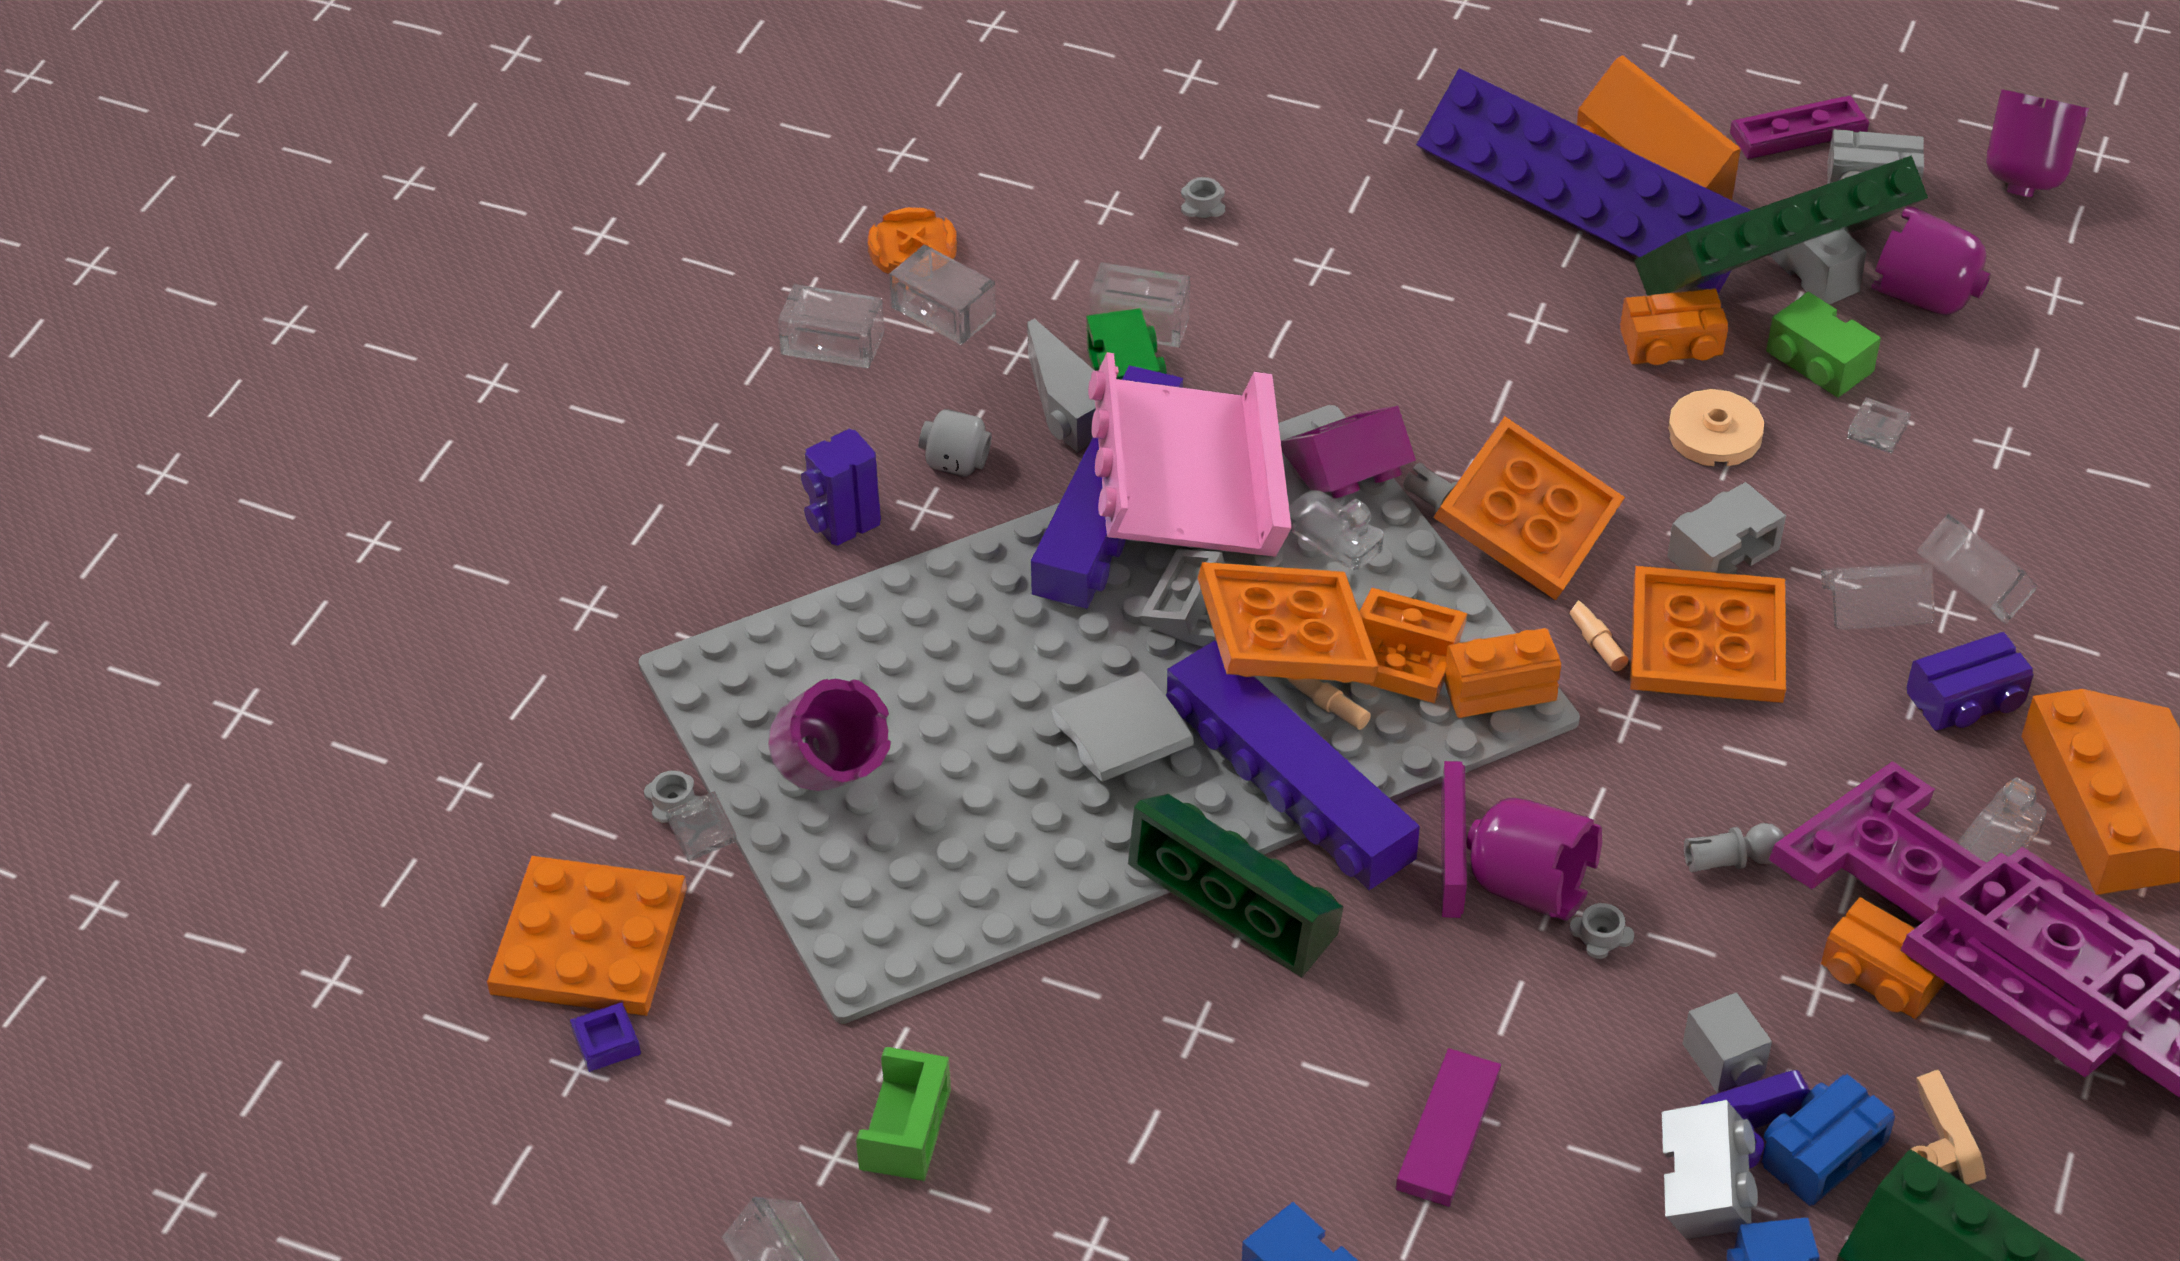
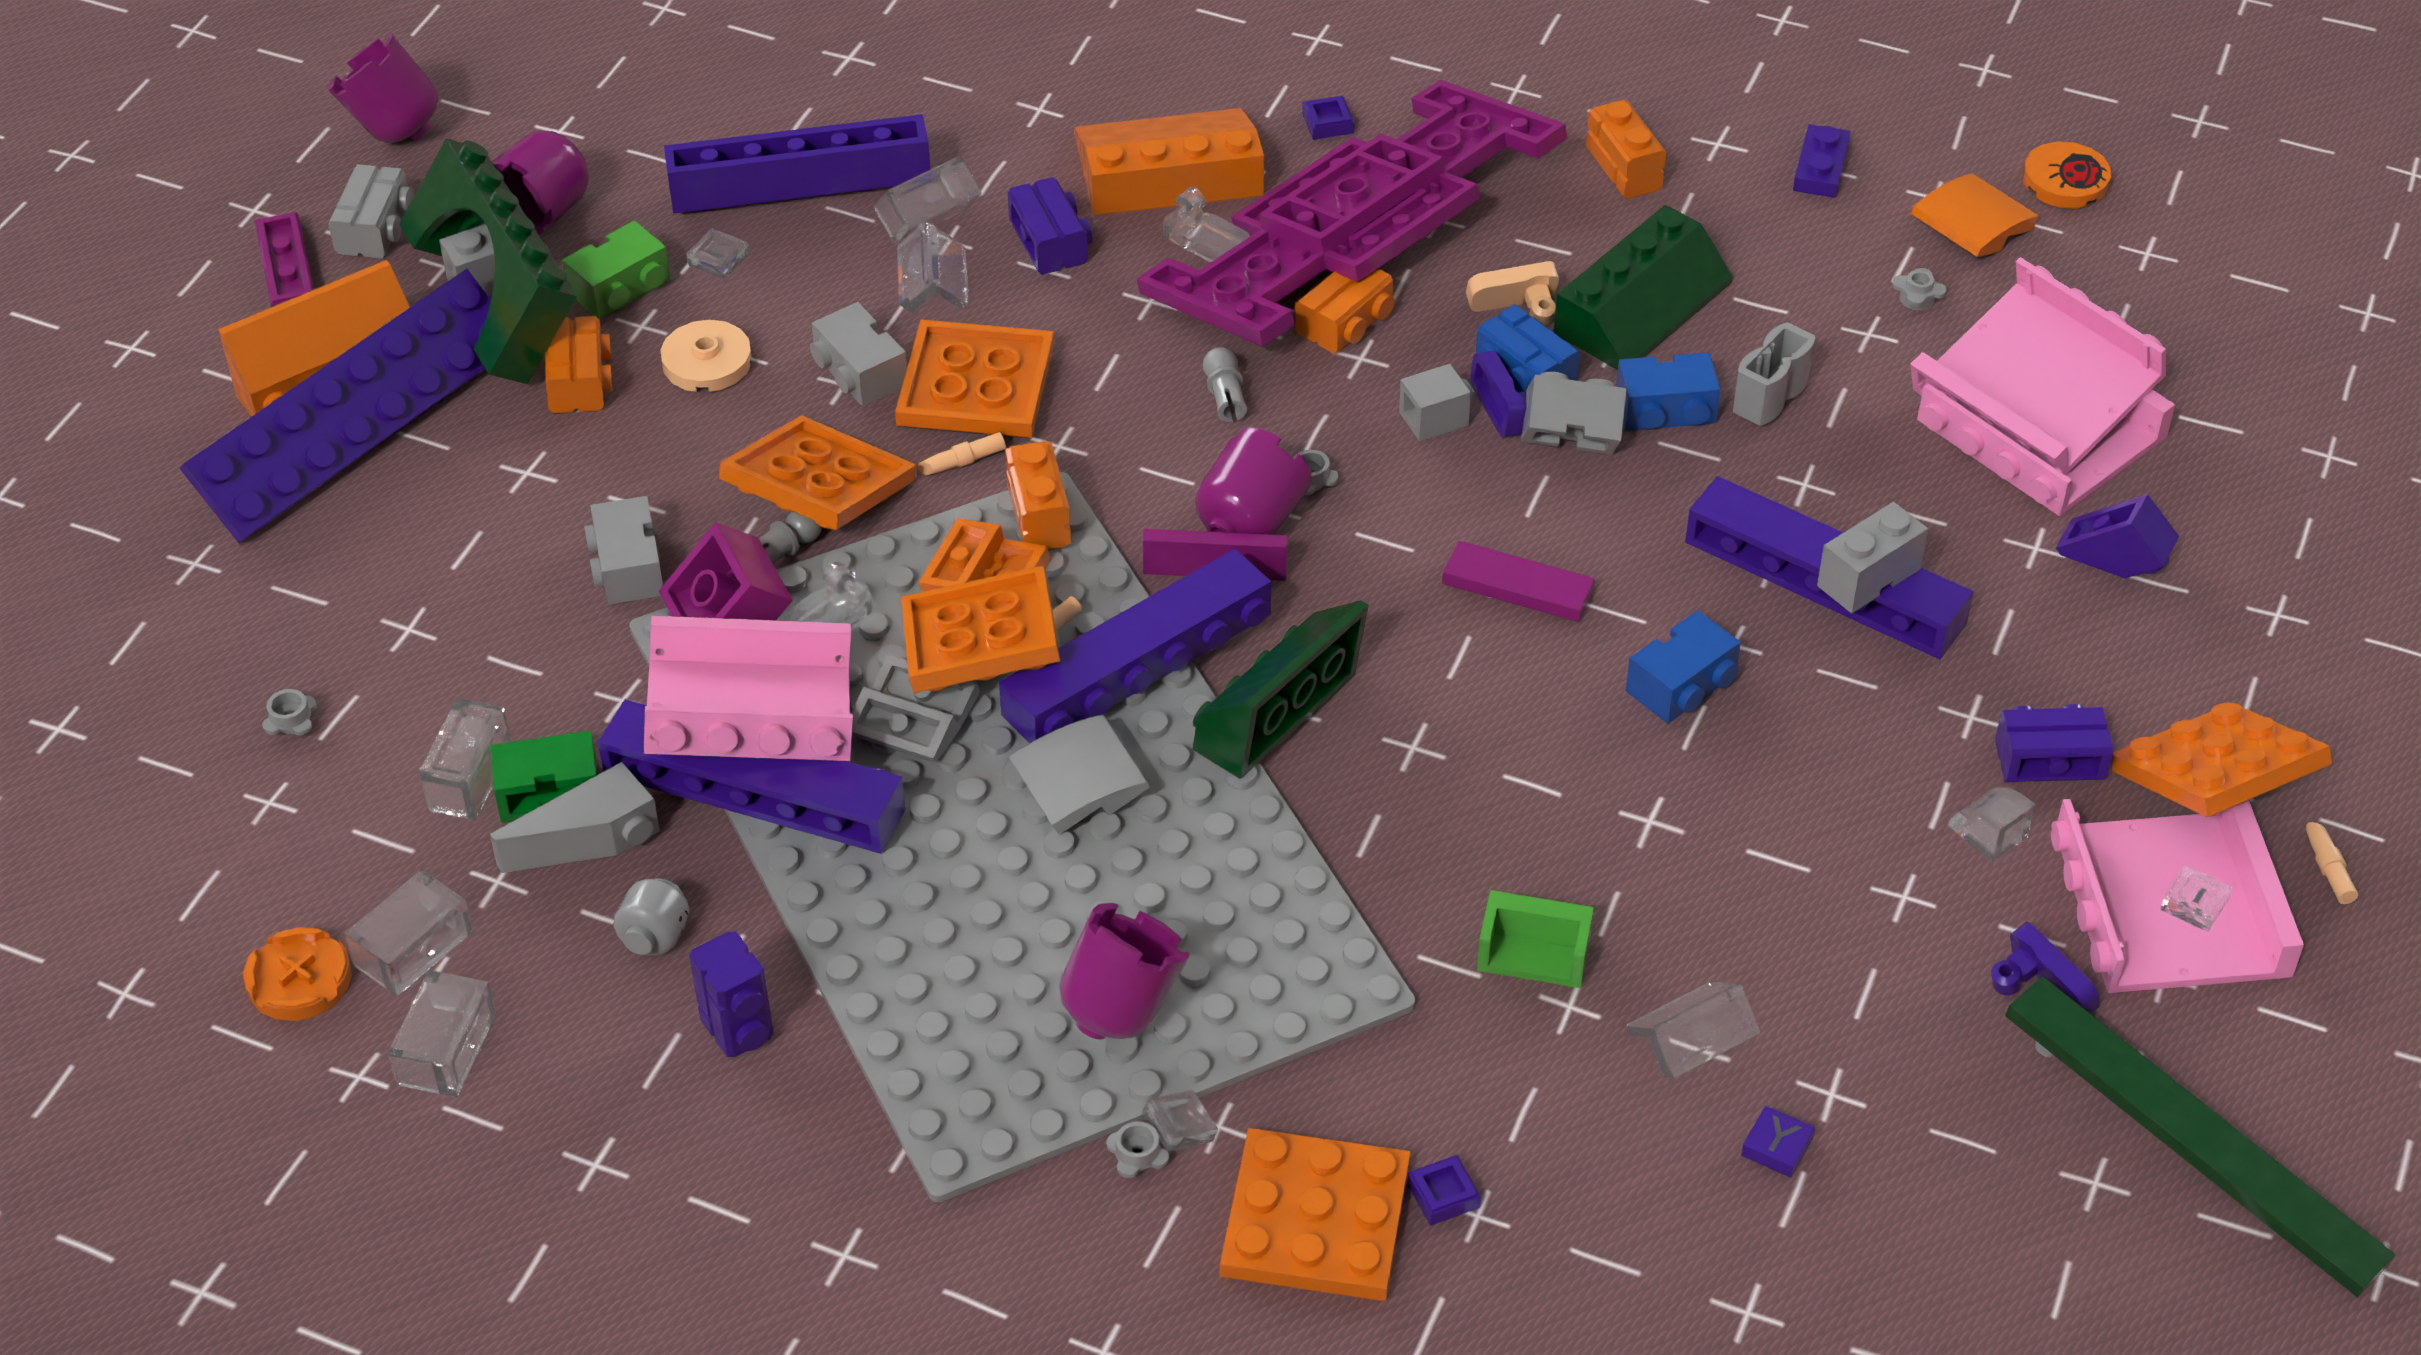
camera: 90 degrees left, 0 degrees up
(1420, 383) = (626, 550): none -> light grey brick
(2014, 463) = (796, 163): none -> dark purple brick

